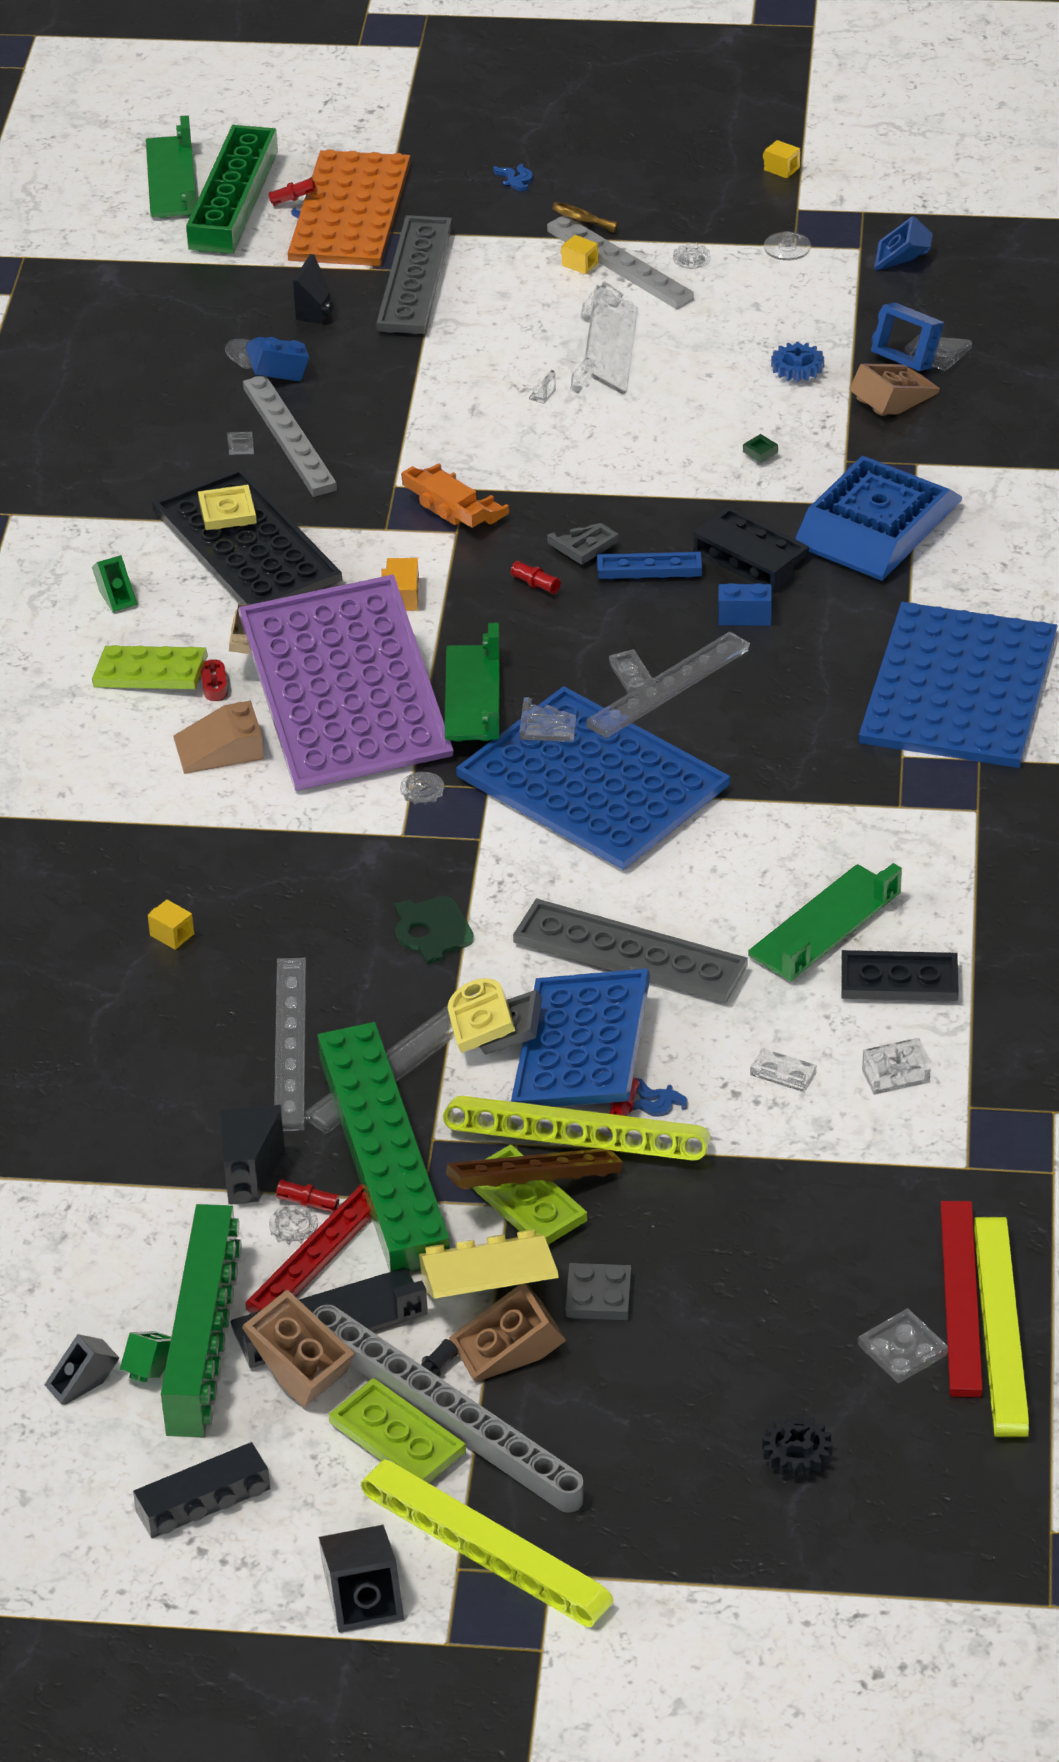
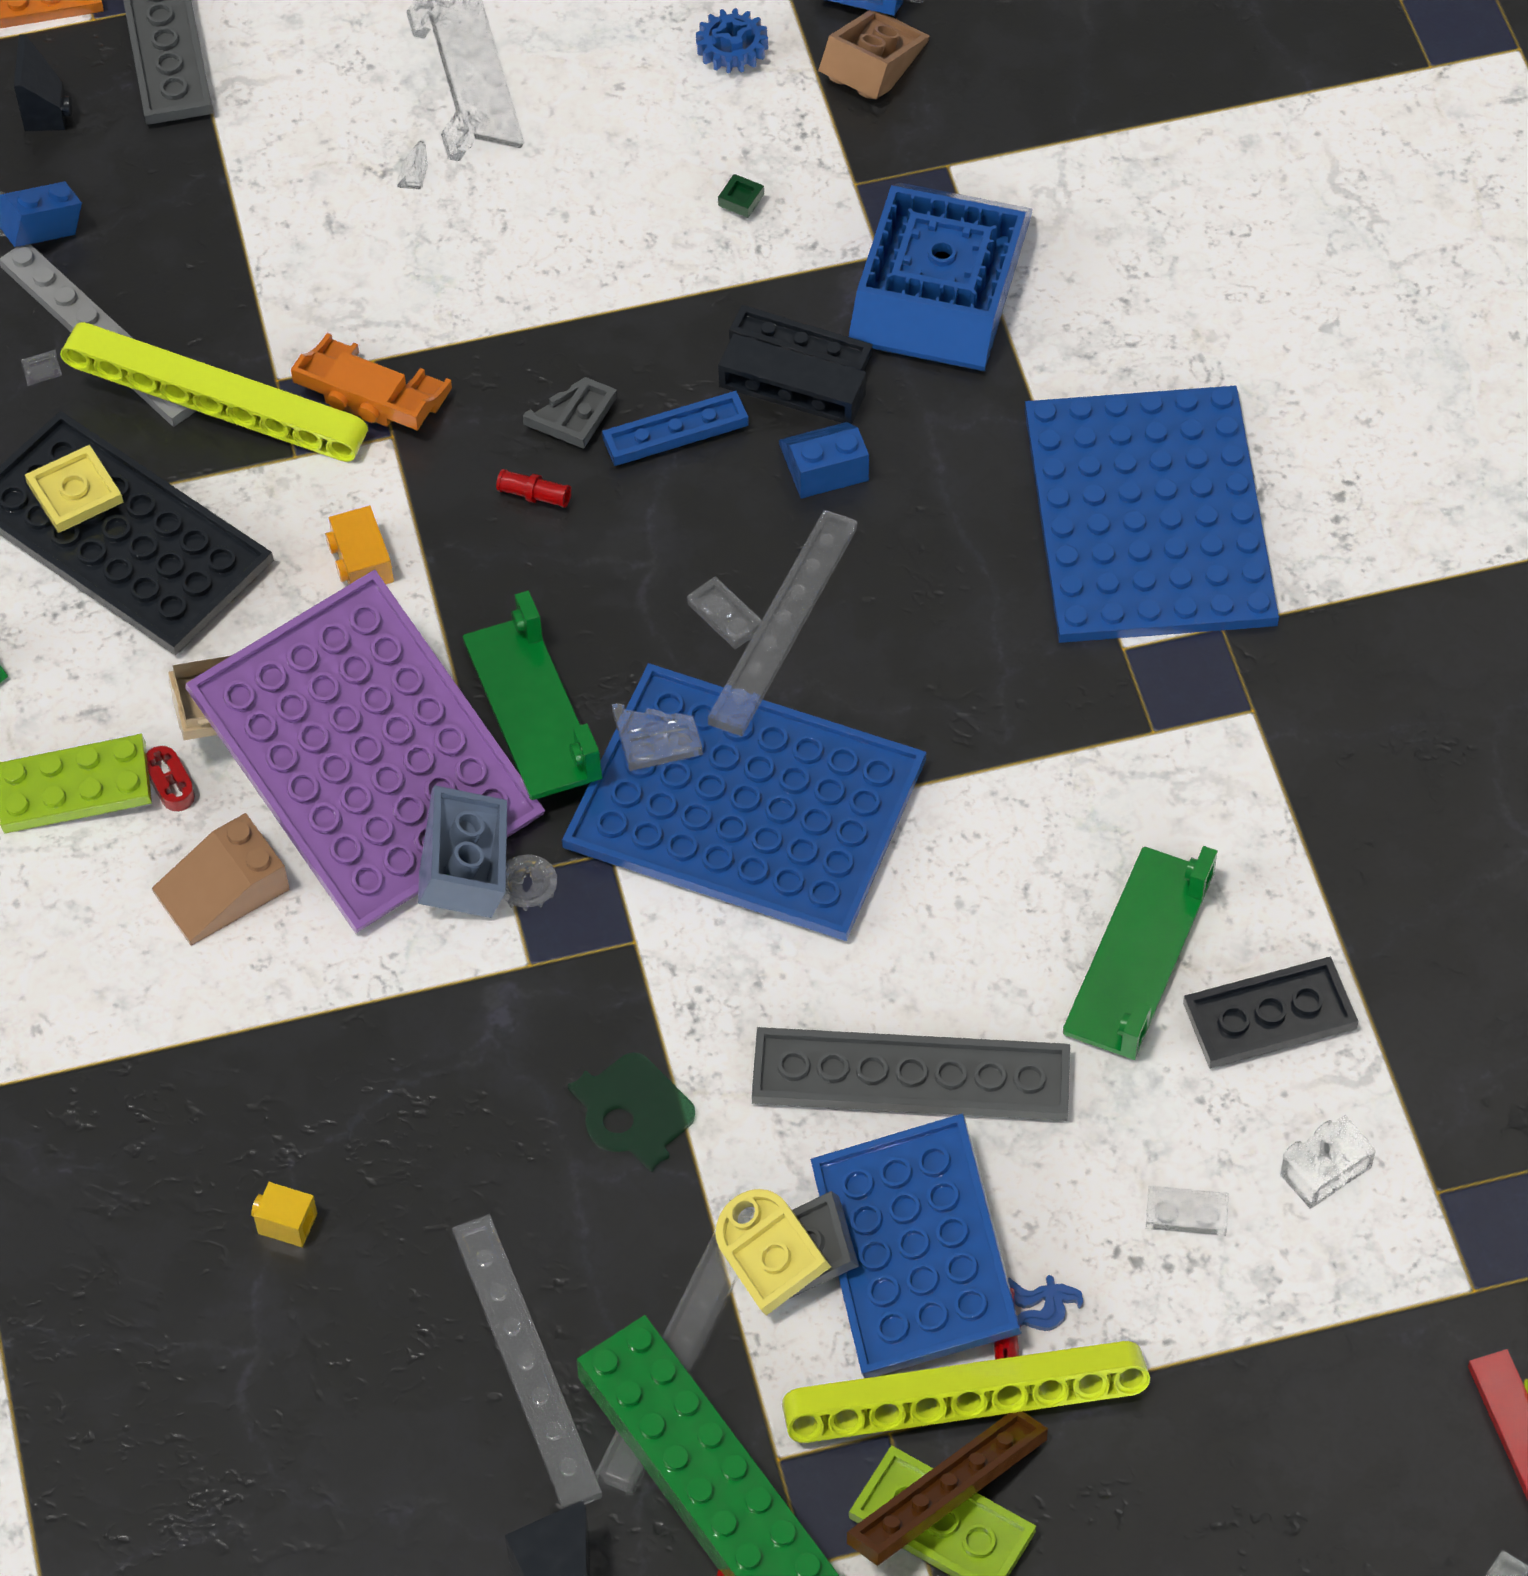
camera: 20 degrees left, 15 degrees up
(346, 476) = (214, 391): none -> neon yellow beam
(384, 755) = (464, 852): none -> sand blue slope

